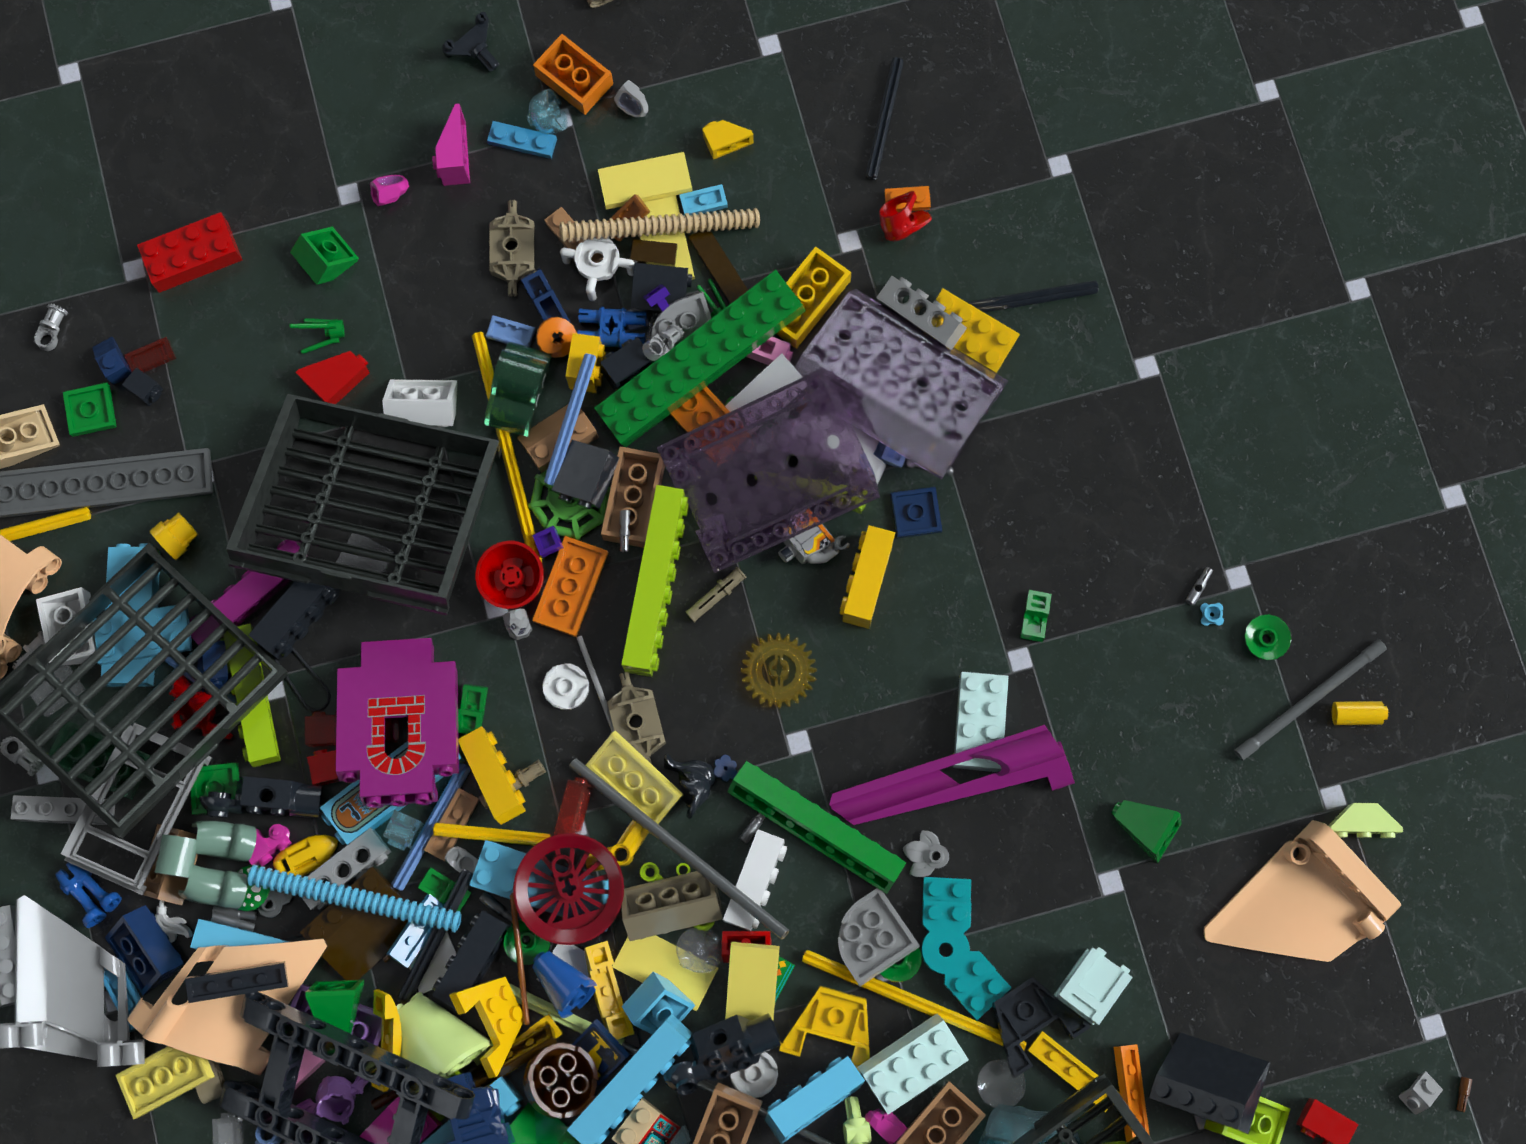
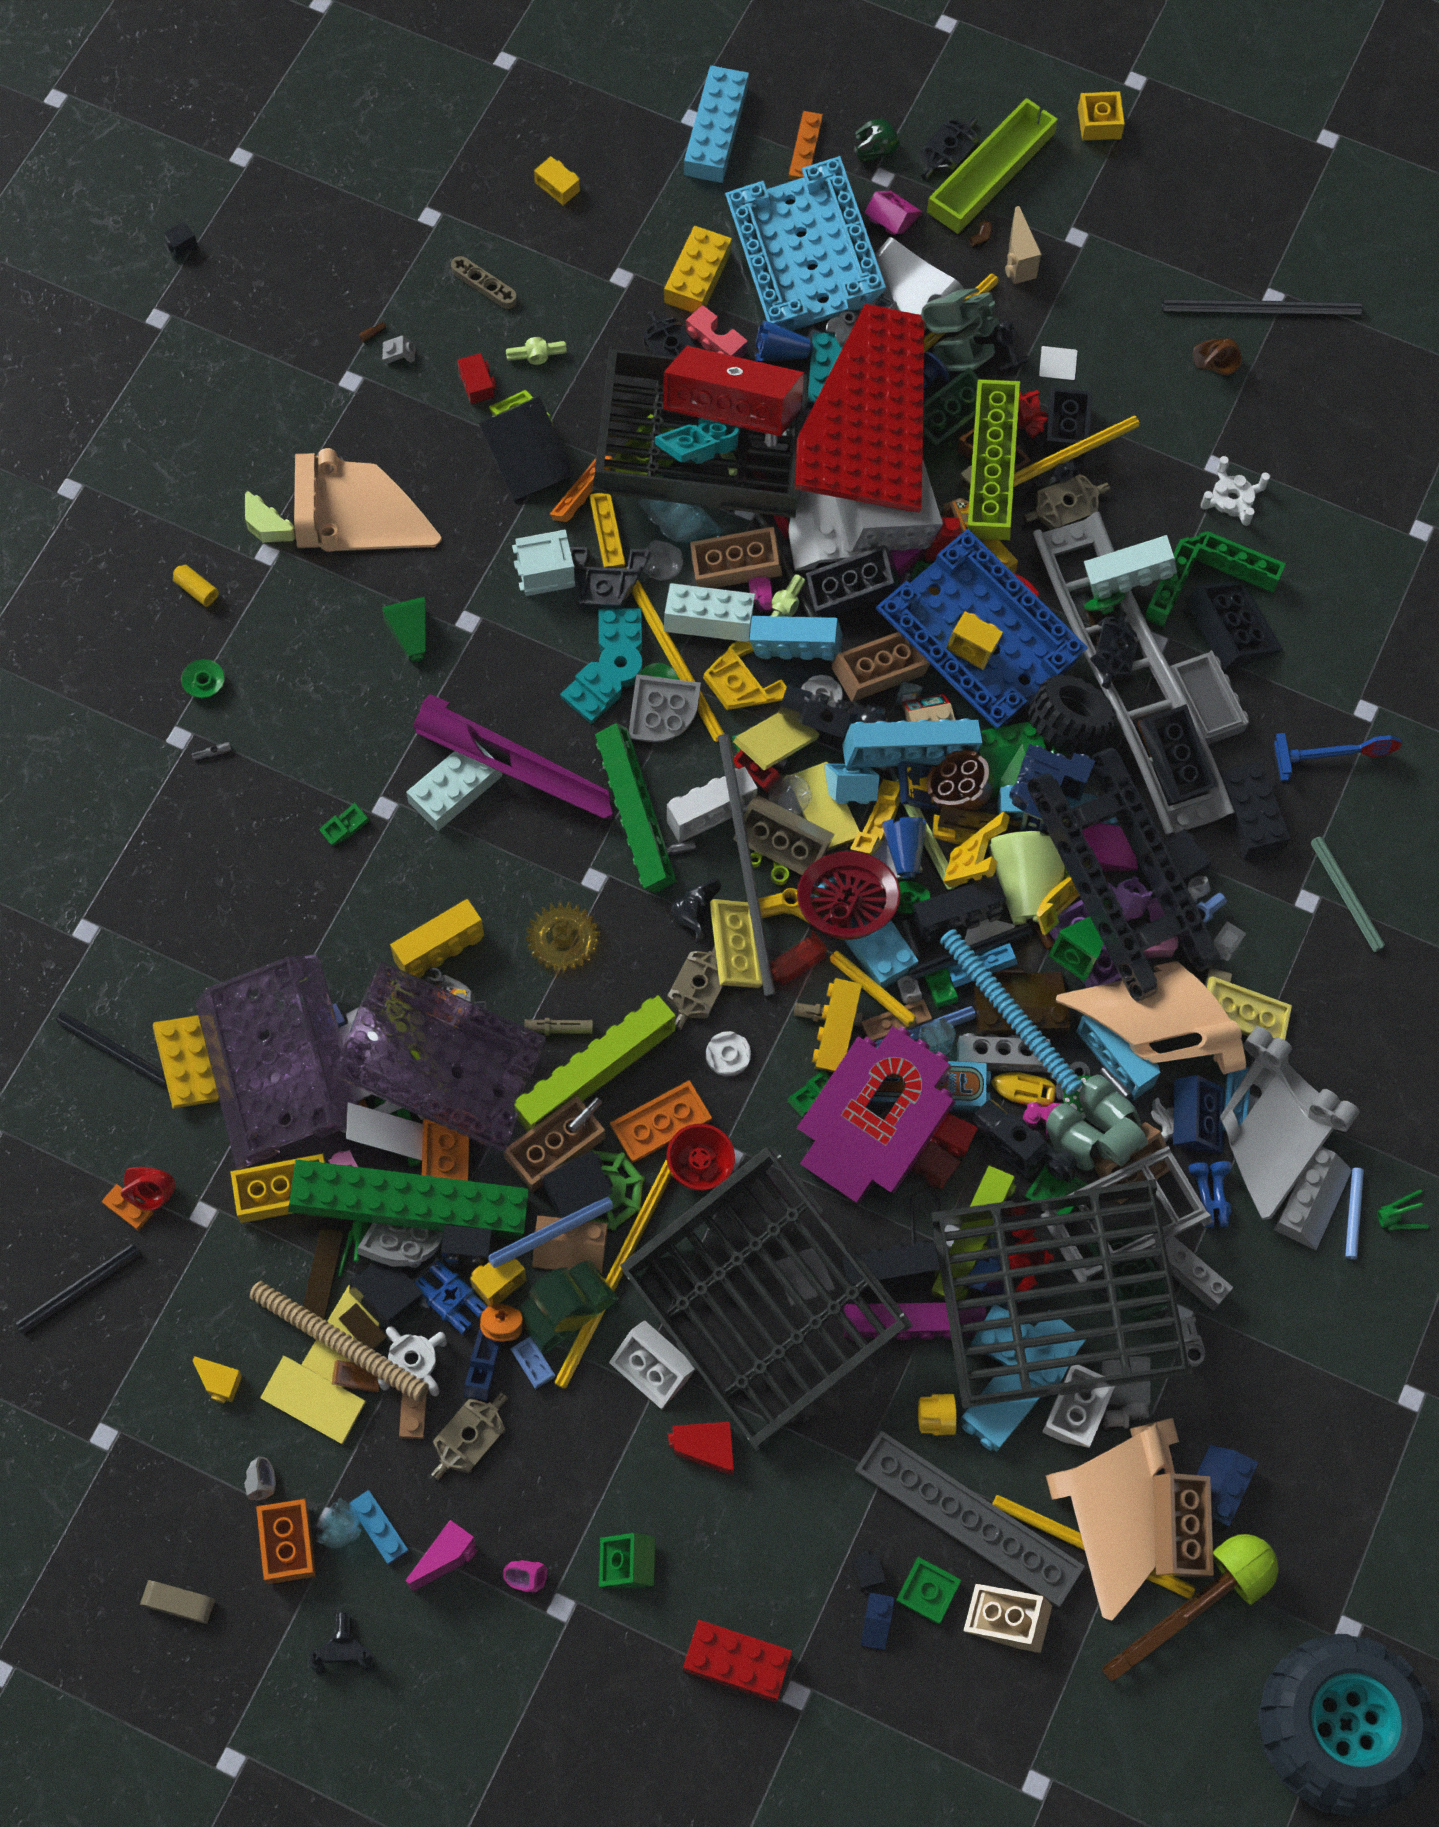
camera: 145 degrees left, 10 degrees down
(50, 326) = (907, 1695): light grey connector -> none
(151, 355) = (842, 1598): clear red tile -> none
(236, 982) = (1142, 1010): black plate -> none
(333, 329) = (674, 1487): green plant -> none
(517, 623) = (726, 1123): light grey rock -> none
(519, 960) = (923, 885): dark orange axle -> none
(547, 541) = (649, 1165): dark purple tile -> none
(595, 680) = (704, 1035): light grey axle -> none
(657, 296) = (395, 1275): dark purple tile -> none
(657, 341) = (425, 1230): light grey connector -> none
(704, 200) = (283, 1341): medium azure plate -> none
(729, 772) = (663, 901): dark blue plant -> none
(916, 512) = (355, 965): dark blue tile -> none
(922, 854) = (577, 736): light grey plate -> none
(947, 333) = (214, 1086): light grey brick -> none
(1214, 608) = (223, 720): medium azure plate -> none
(1366, 656) = (149, 616): dark grey piece -> none

